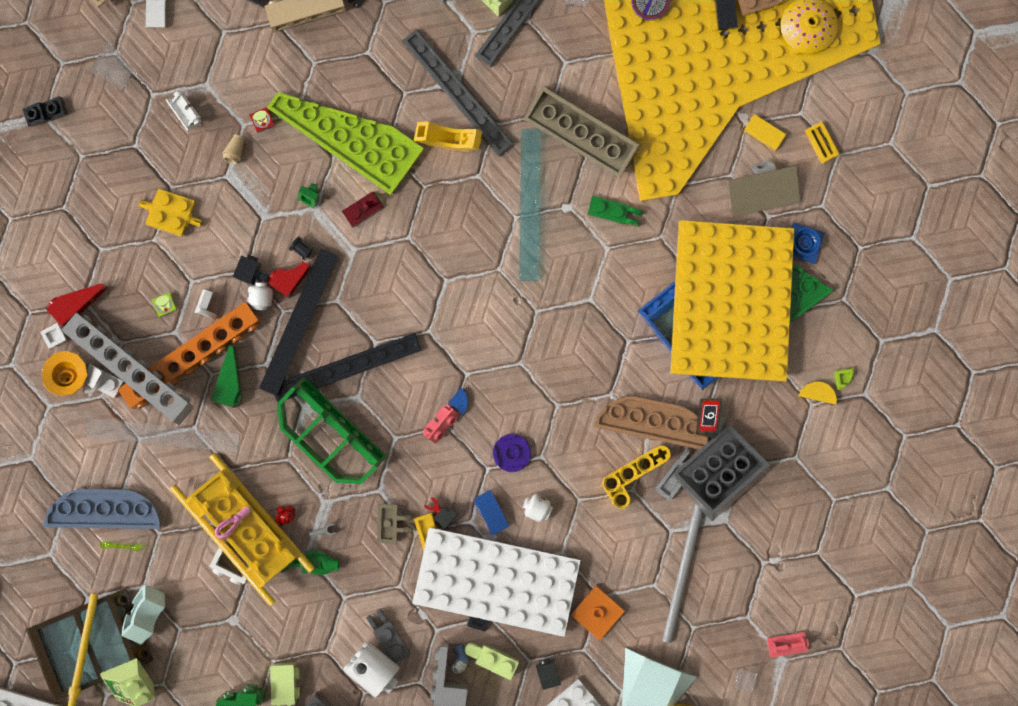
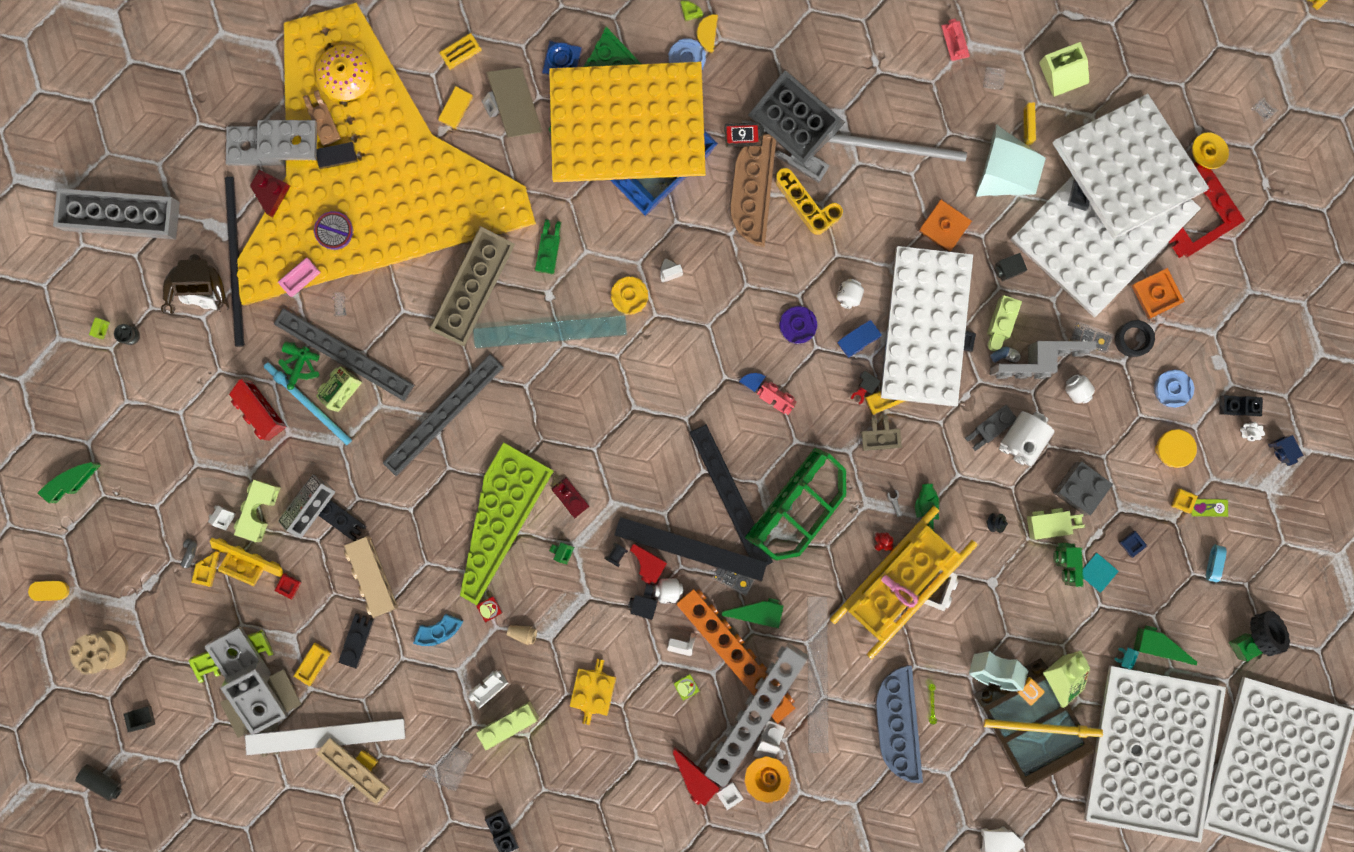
camera: 90 degrees left, 0 degrees up
(119, 644) = (1031, 691): none -> light orange tile
(145, 126) = (508, 725): none -> yellowish green arch
(244, 68) = (439, 632): none -> dark azure tile
(262, 361) = (734, 581): none -> tile
(291, 630) = (996, 522): none -> black wheel
(448, 138) = (491, 418): yellow arch -> none
(558, 287) = (629, 295): none -> yellow tile
(579, 329) = (670, 271): none -> white tile
(799, 369) = (687, 51): none -> light blue tile

